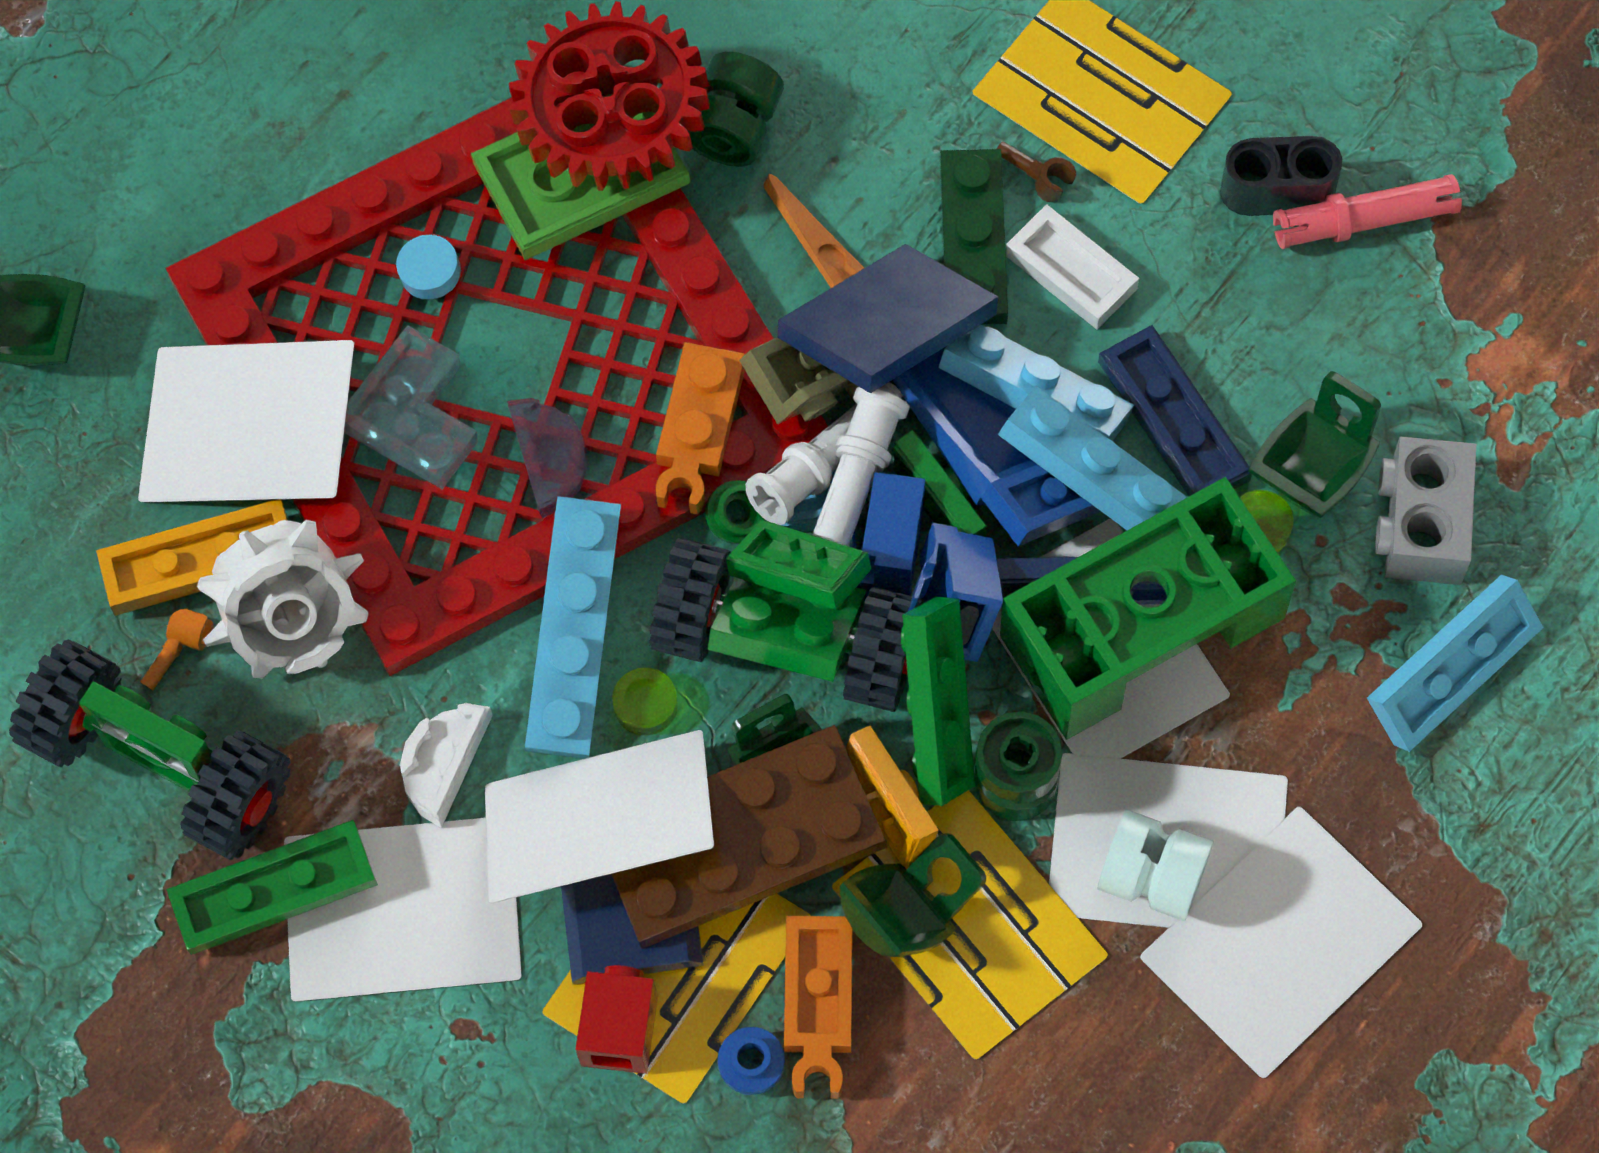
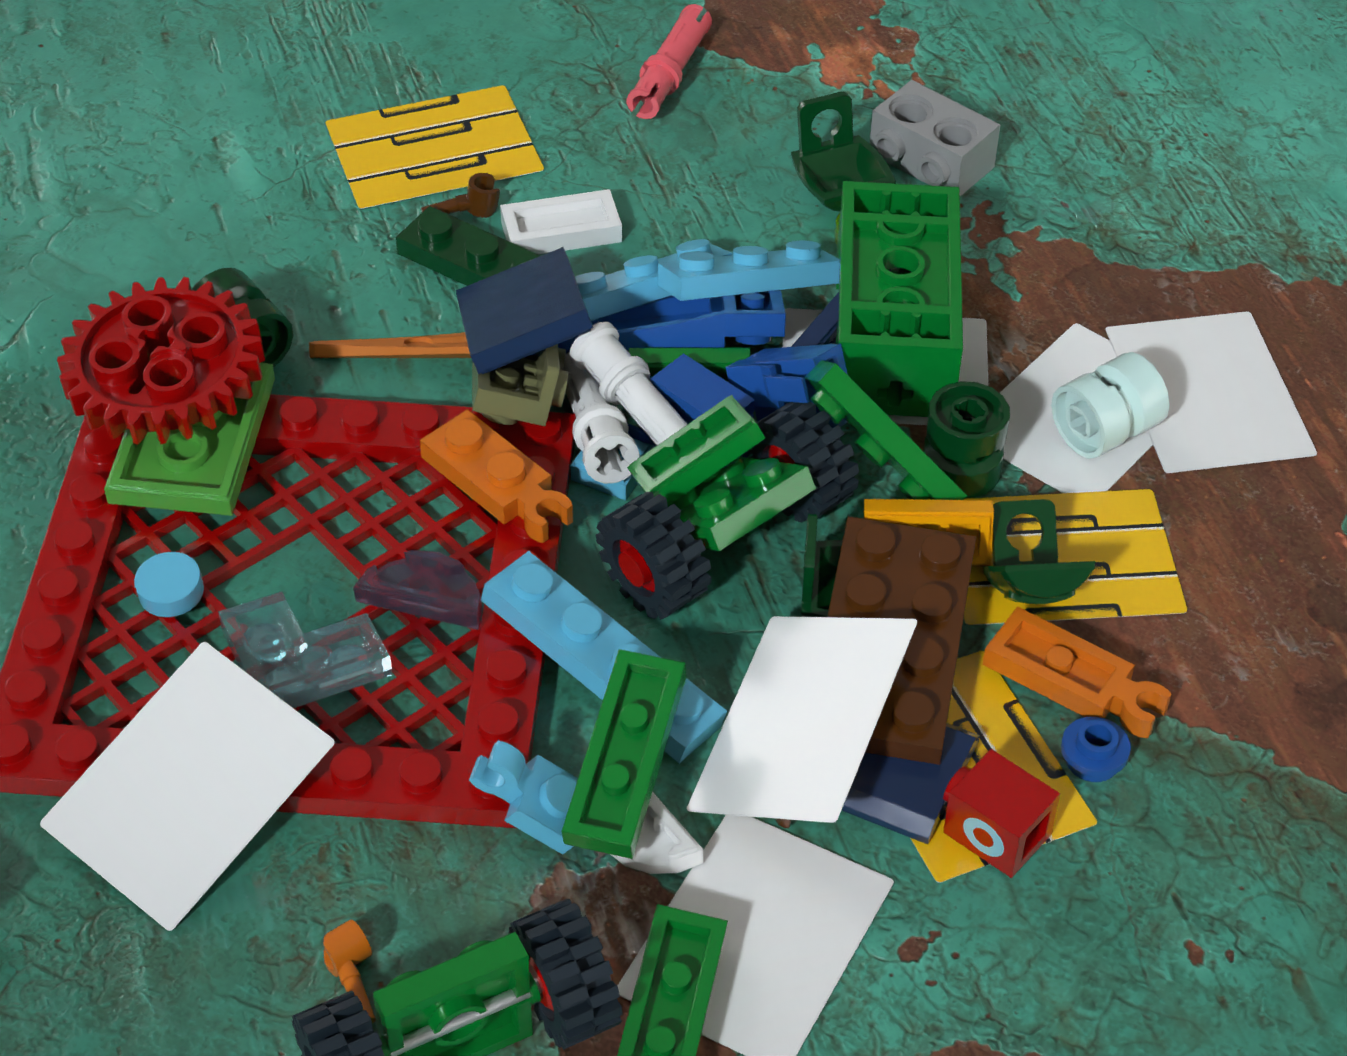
camera: 60 degrees left, 20 degrees down
(173, 560) = (278, 903): light orange plate -> none
(282, 598) = (399, 828): white brick -> none
(403, 676) = (536, 792): none -> medium azure plate
(465, 708) = (624, 754): none -> green plate
(645, 701) = (707, 652): clear neon green tile -> none
(716, 512) = (590, 501): green plate -> none
(1173, 412) = (729, 226): dark blue tile -> none
(1279, 166) = (600, 81): black beam -> none
(1455, 662) = (1062, 186): medium azure plate -> none

